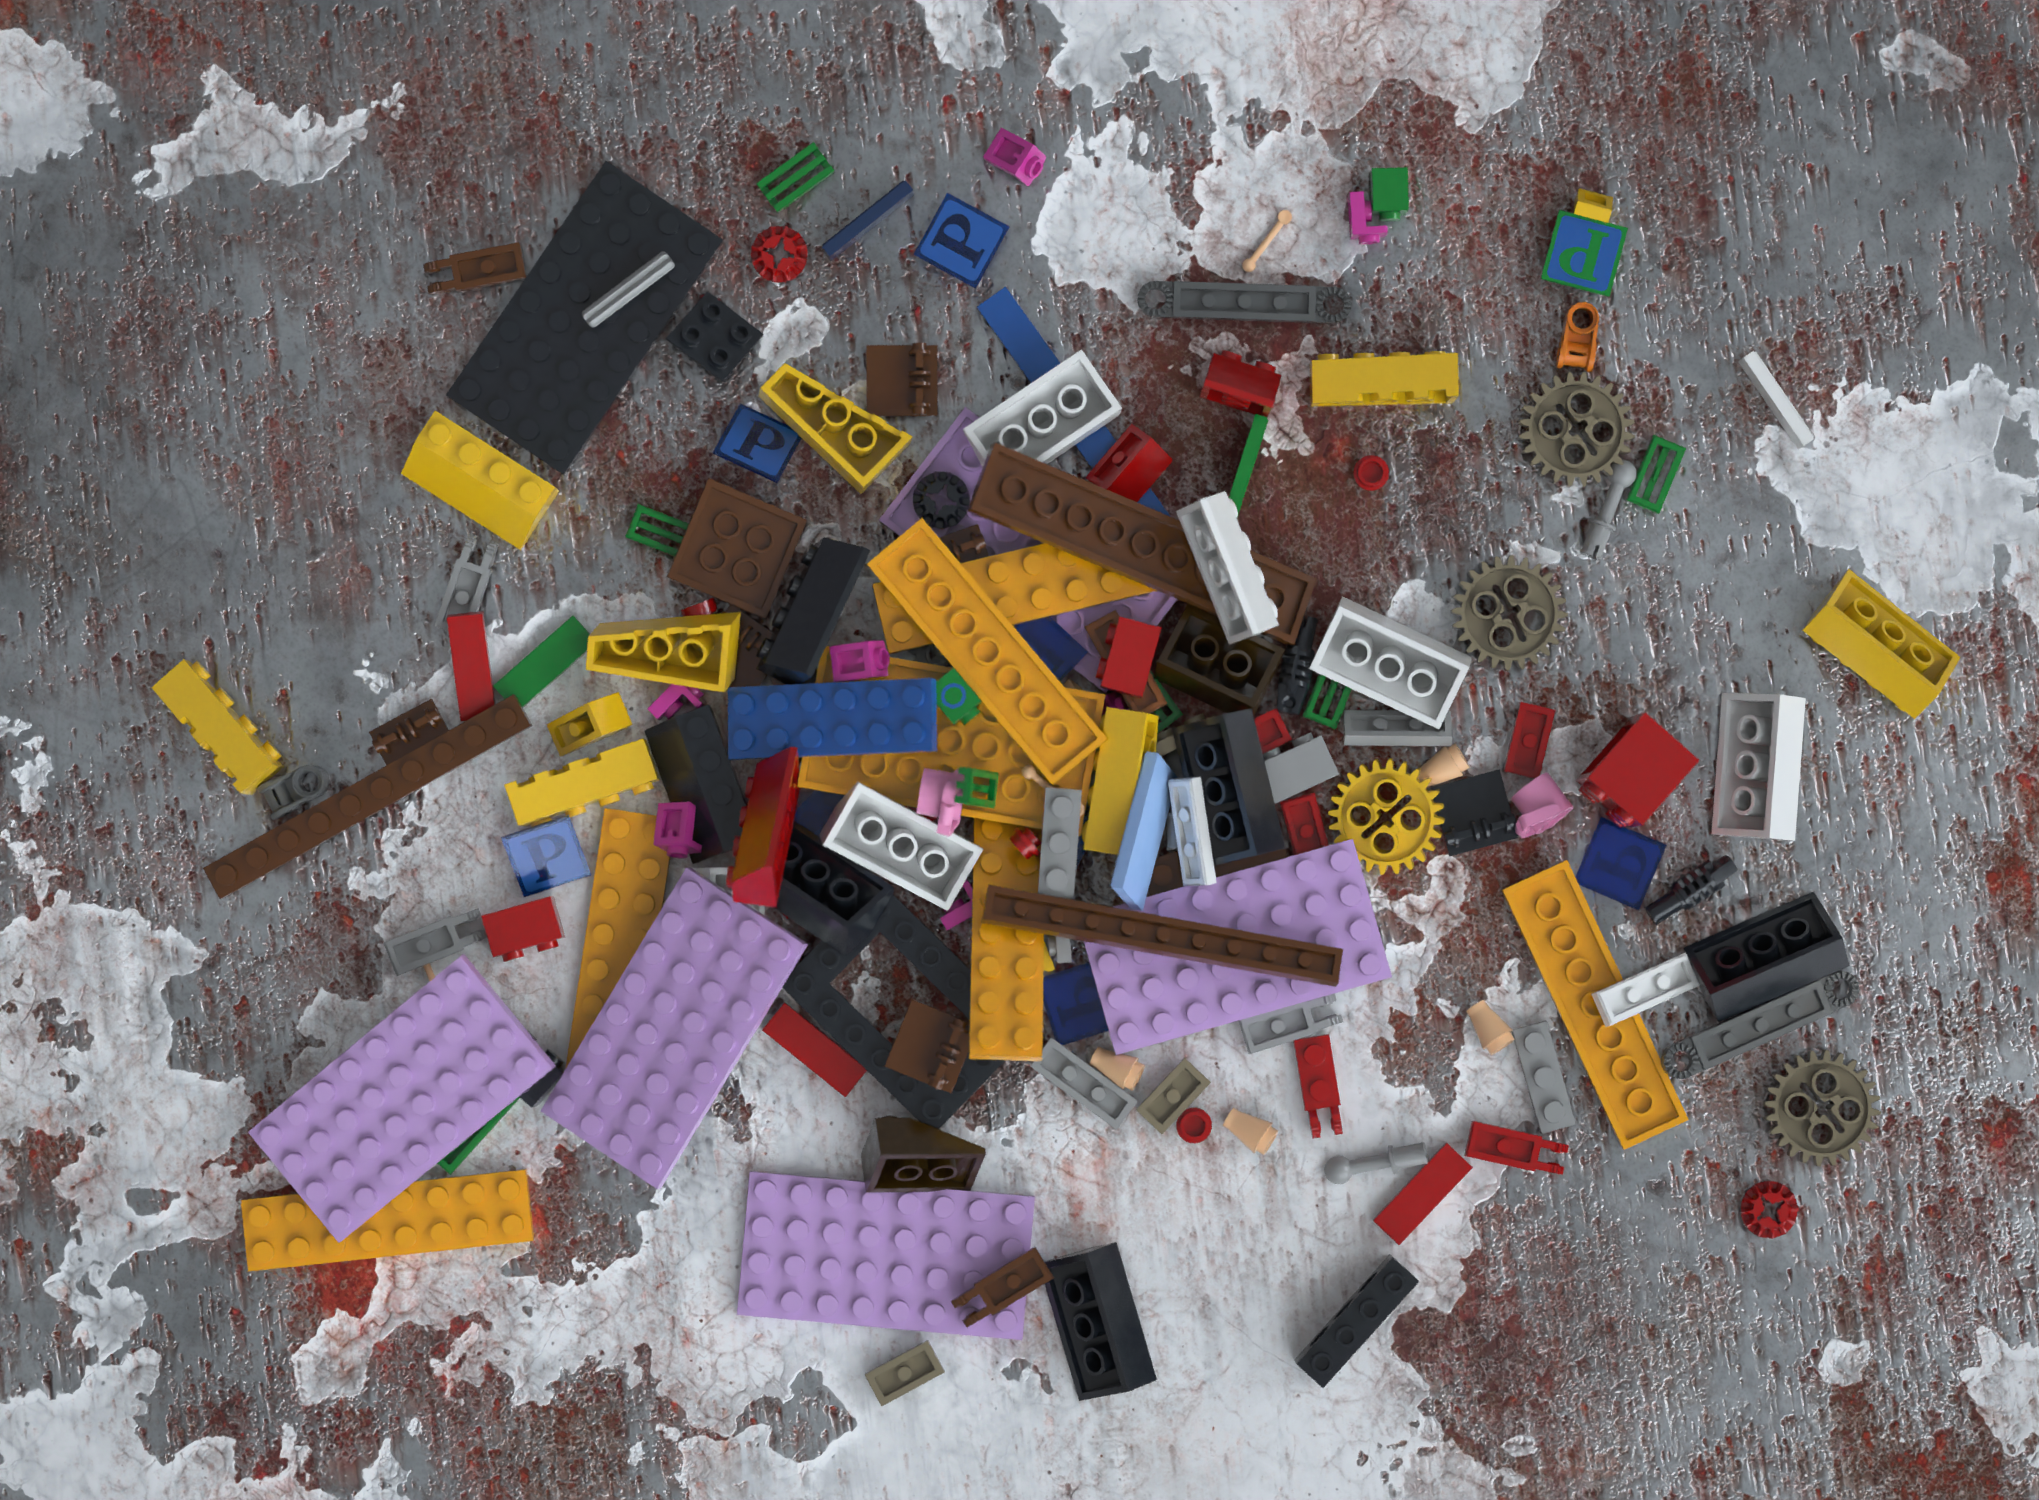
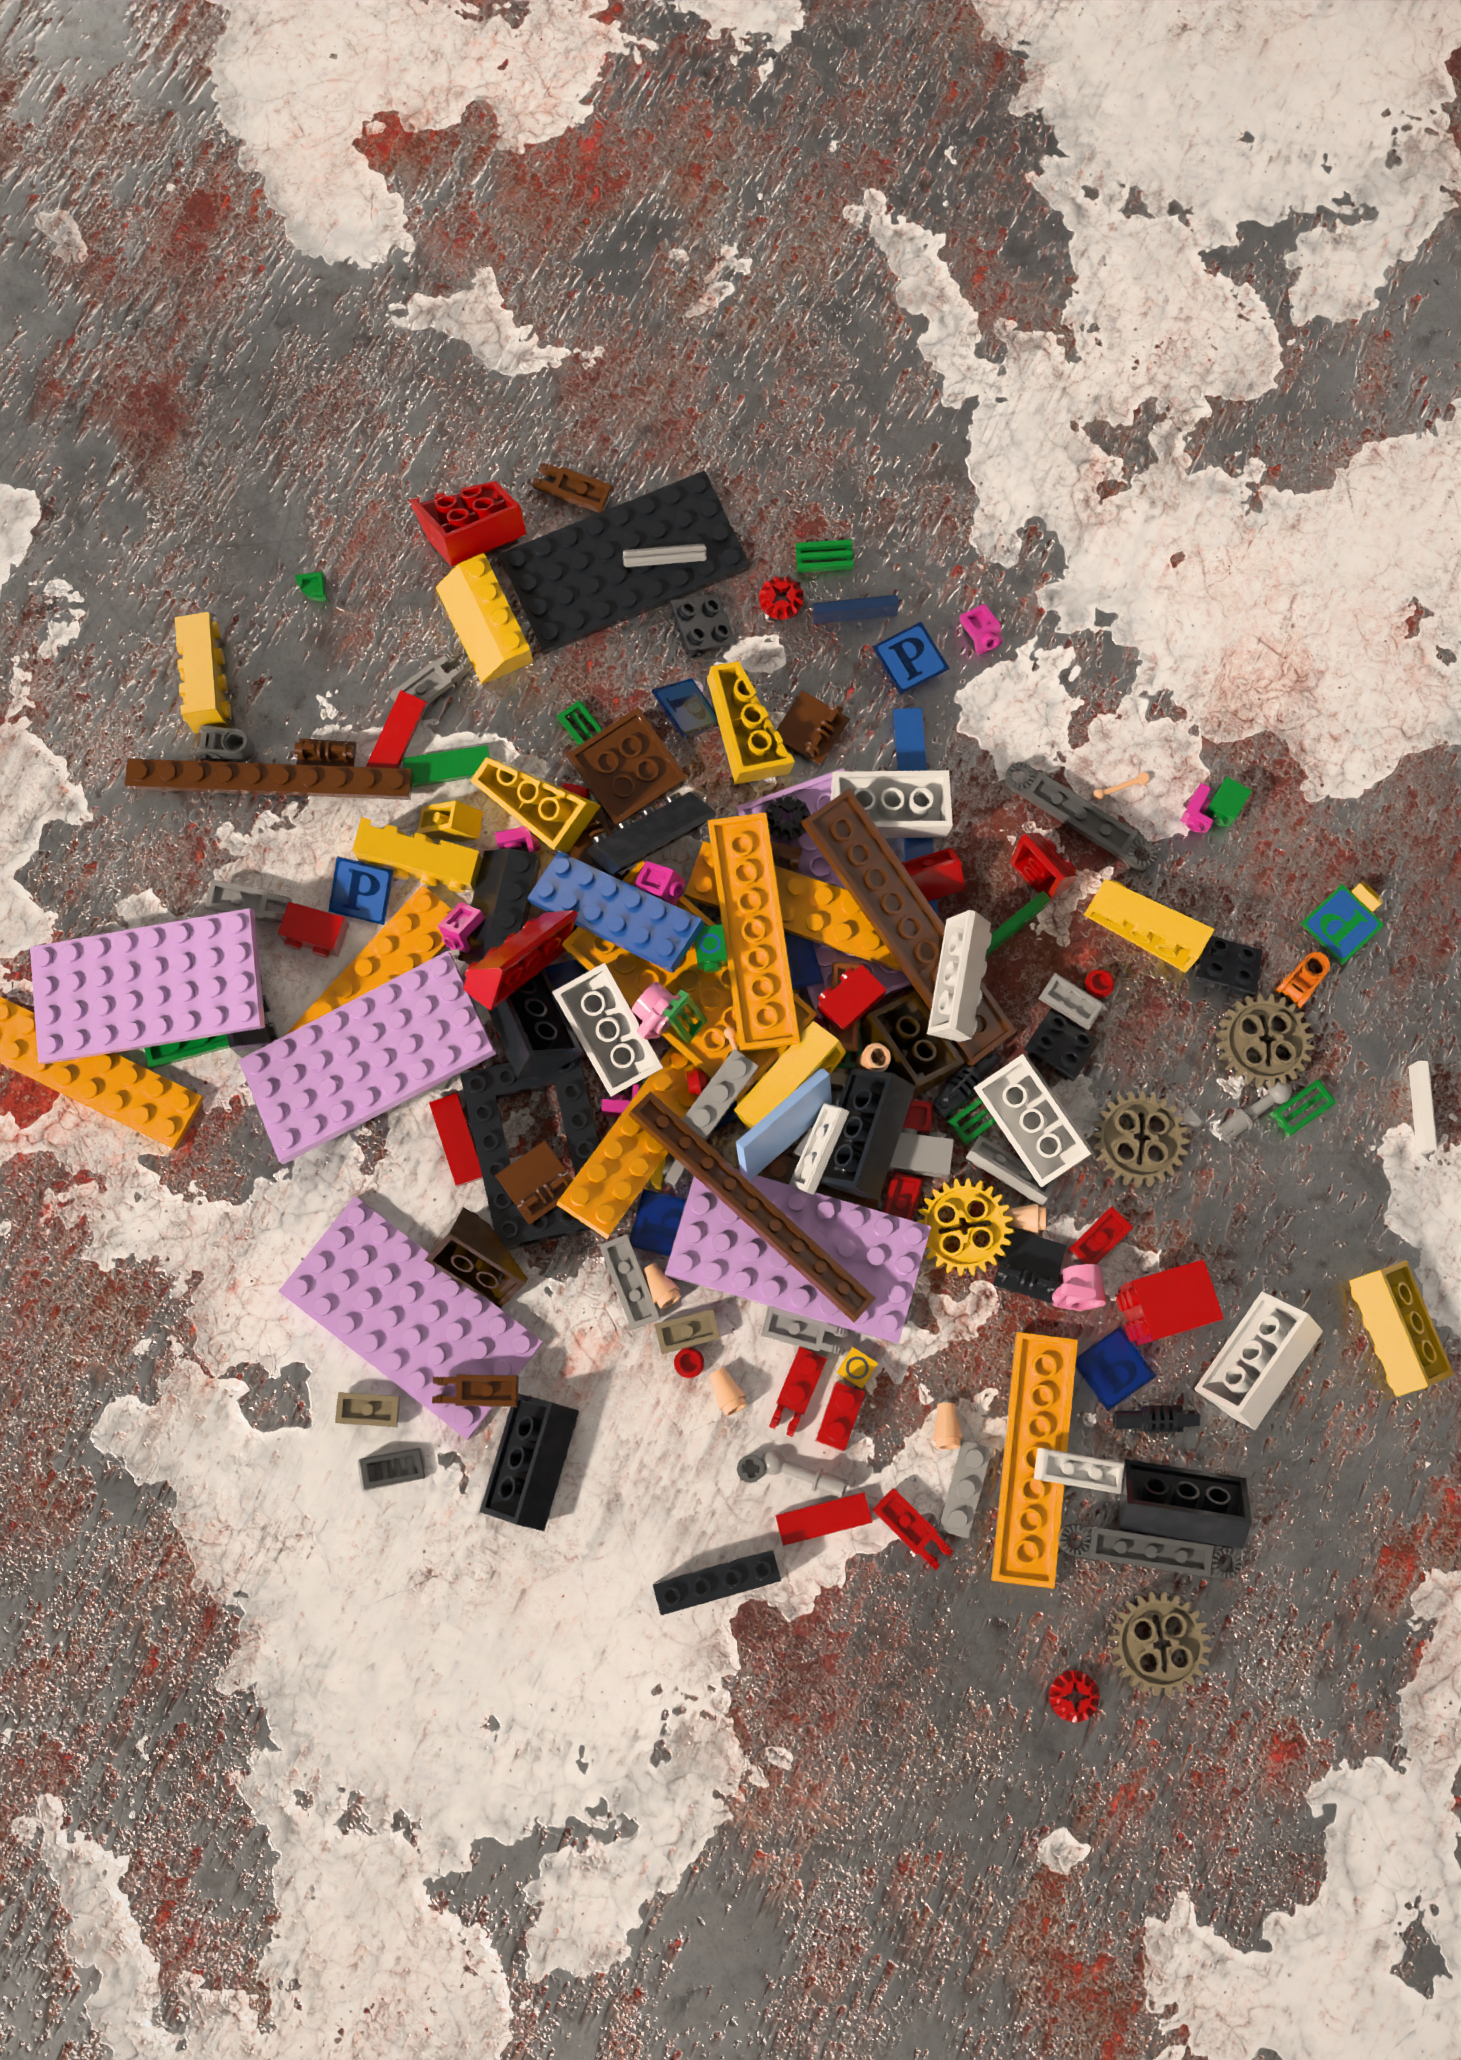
camera: 30 degrees right, 10 degrees down
(268, 554) = (313, 585): none -> green tile
(391, 380) = (470, 521): none -> red wedge
(942, 1436) = (364, 1474): none -> dark grey slope
(1190, 703) = (874, 1058): none -> light nougat cone
(1322, 1179) = (756, 1461): none -> dark grey bush
(1354, 510) = (1071, 1001): none -> light grey plate
(1364, 1024) = (857, 1368): none -> yellow tile
(1371, 563) = (1061, 1045): none -> black hinge
(1377, 1085) = (839, 1416): none -> red brick
(1494, 369) = (1230, 966): none -> black hinge

